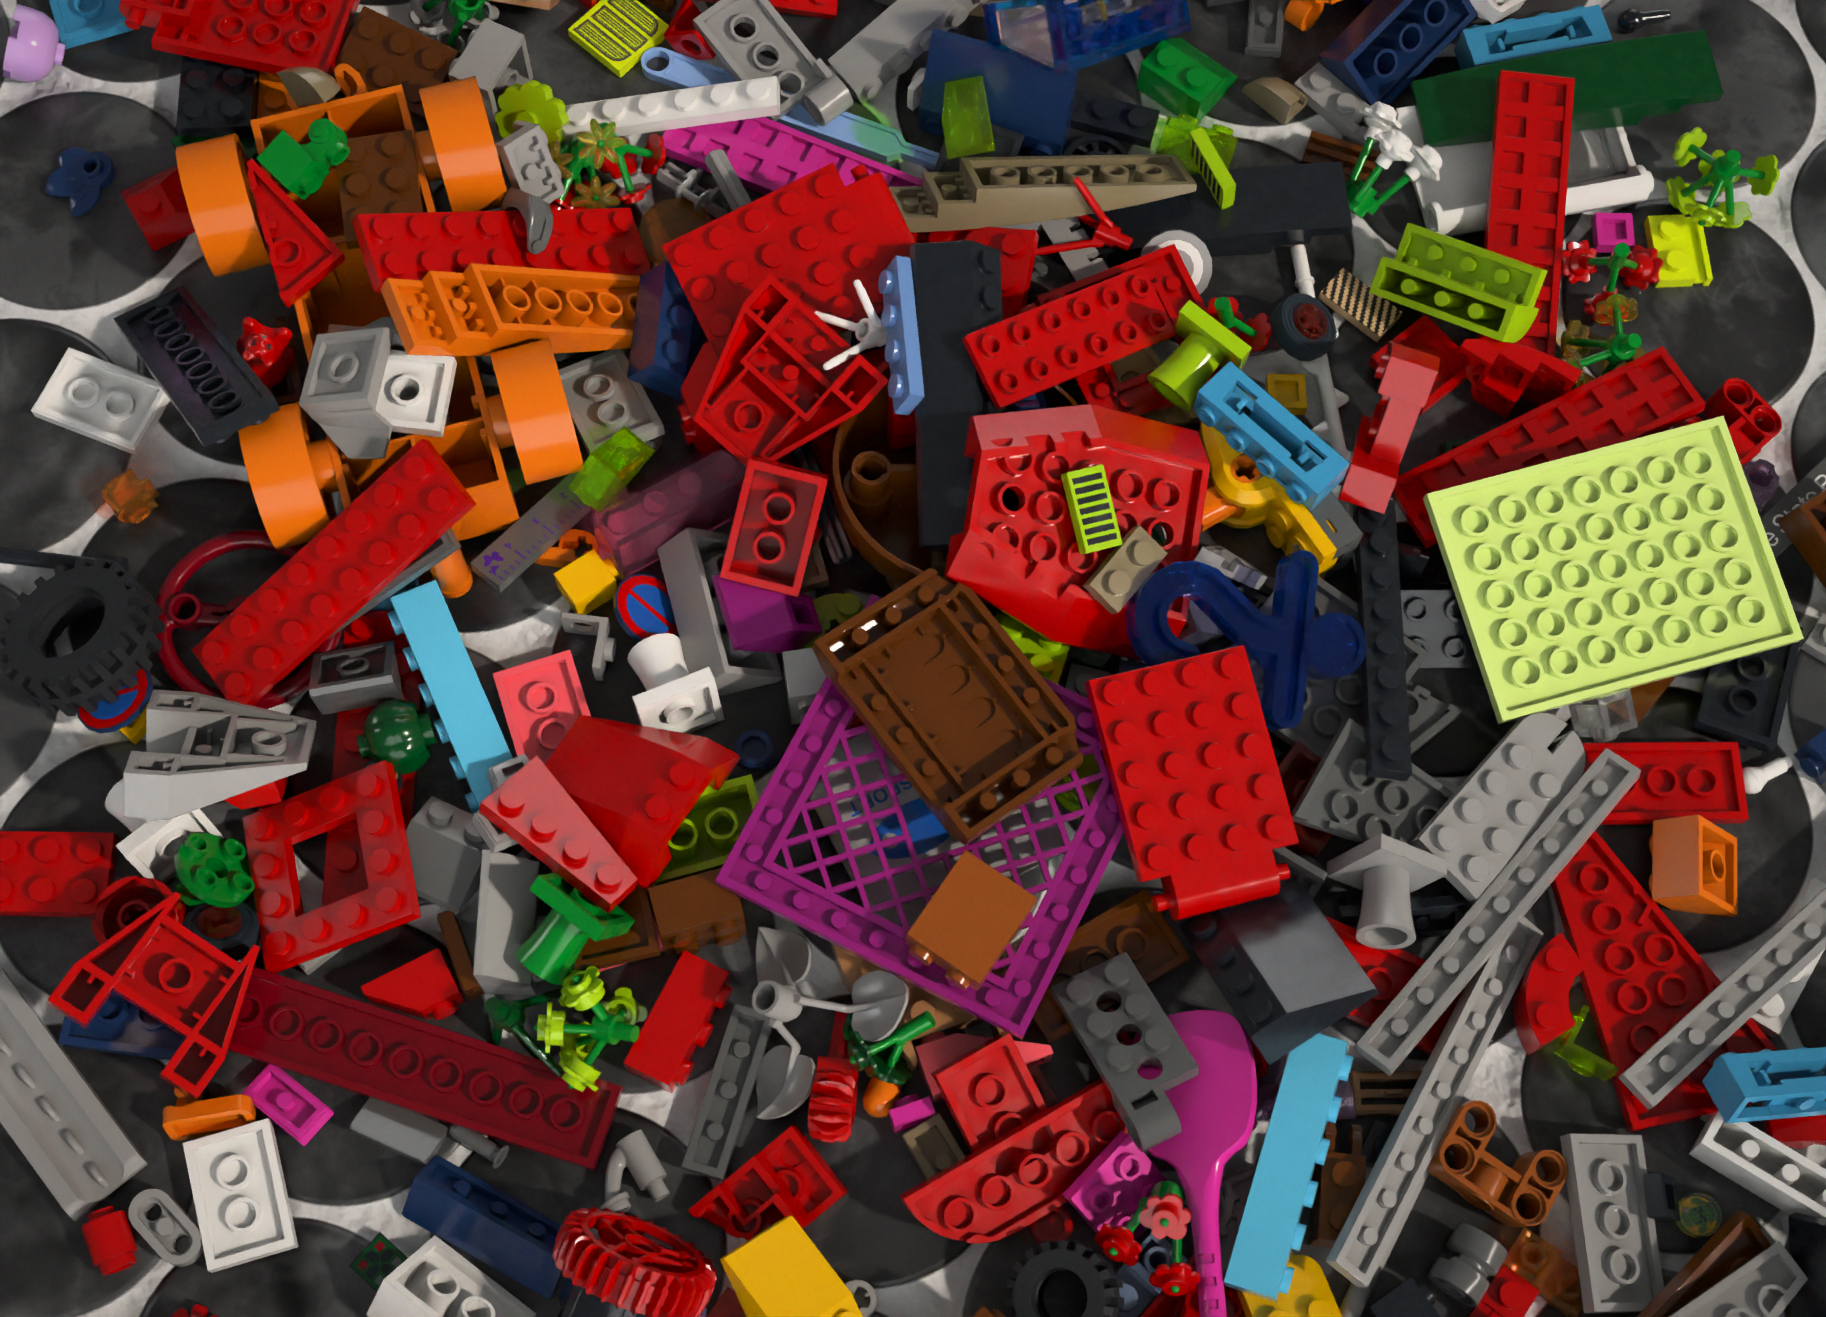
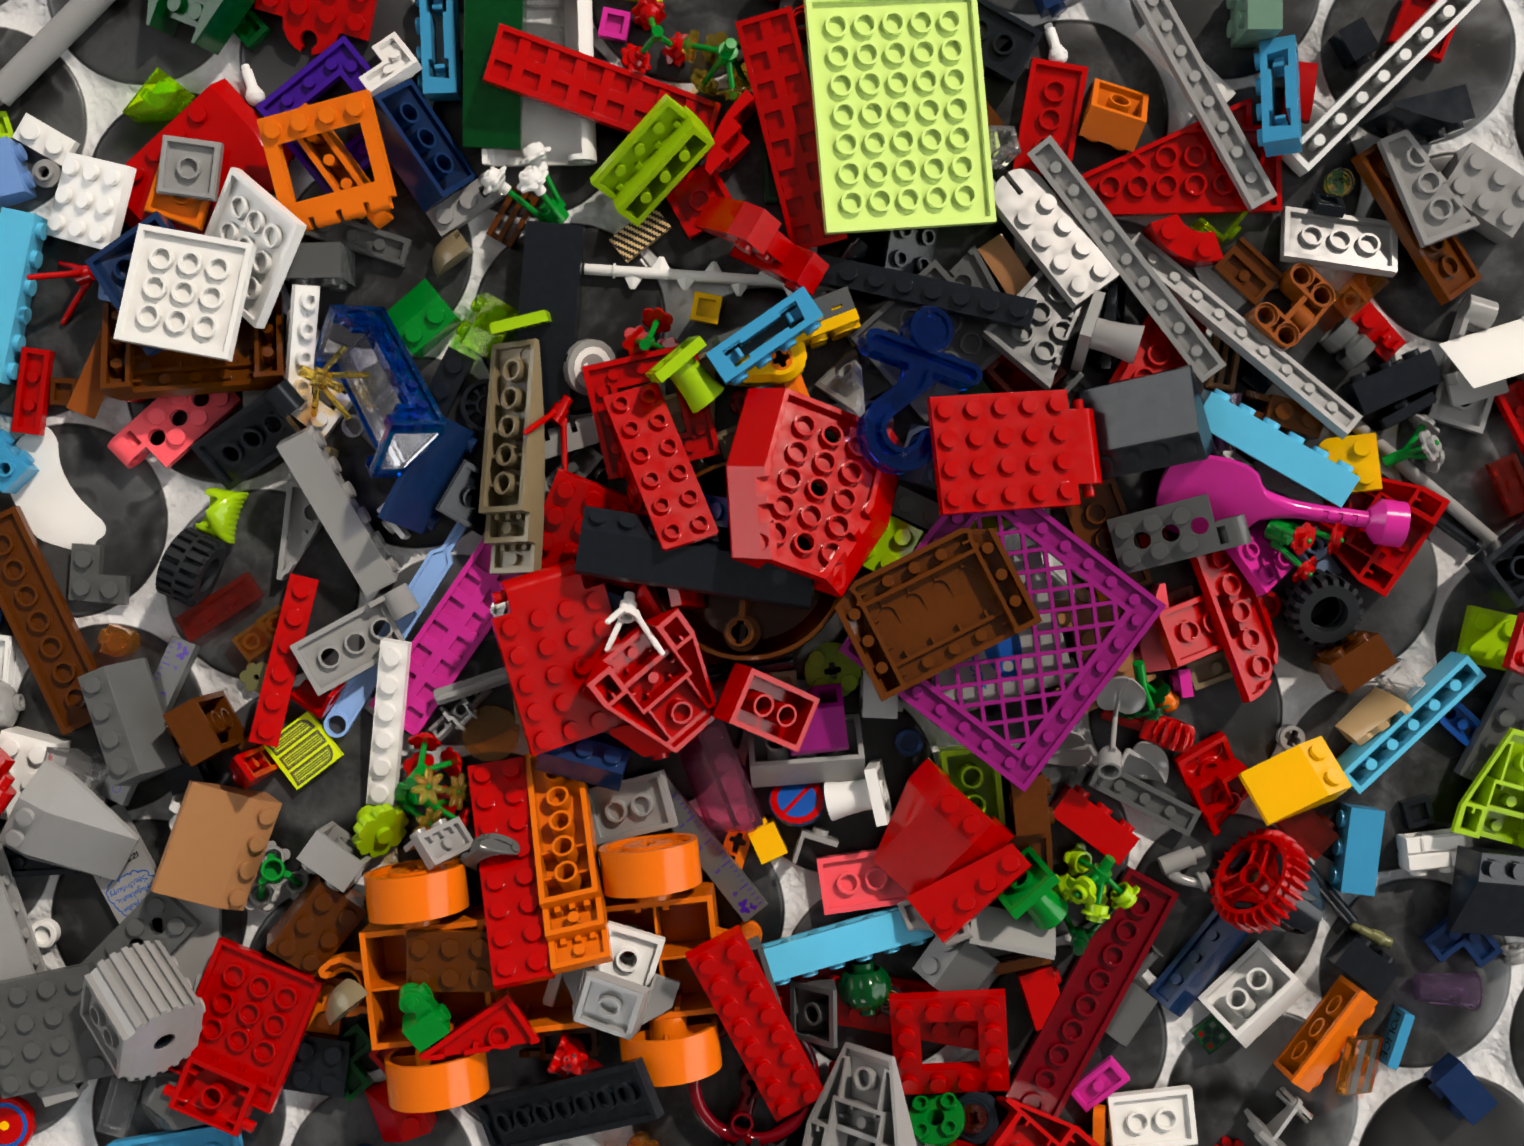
camera: 80 degrees left, 20 degrees up
(610, 469) = (694, 814): clear neon green slope -> none
(902, 344) = (633, 591): medium blue plate -> none
(966, 118) = (451, 503): clear neon green slope -> none
(969, 922) = (1091, 627): dark orange brick -> none
(1091, 509) = (817, 485): lime tile -> none
(1125, 569) = (858, 468): dark tan plate -> none
(1303, 327) = (666, 274): black wheel -> none
(1450, 753) = (1005, 265): none -> medium nougat slope
(1532, 1098) = (1247, 272): none -> reddish brown plate

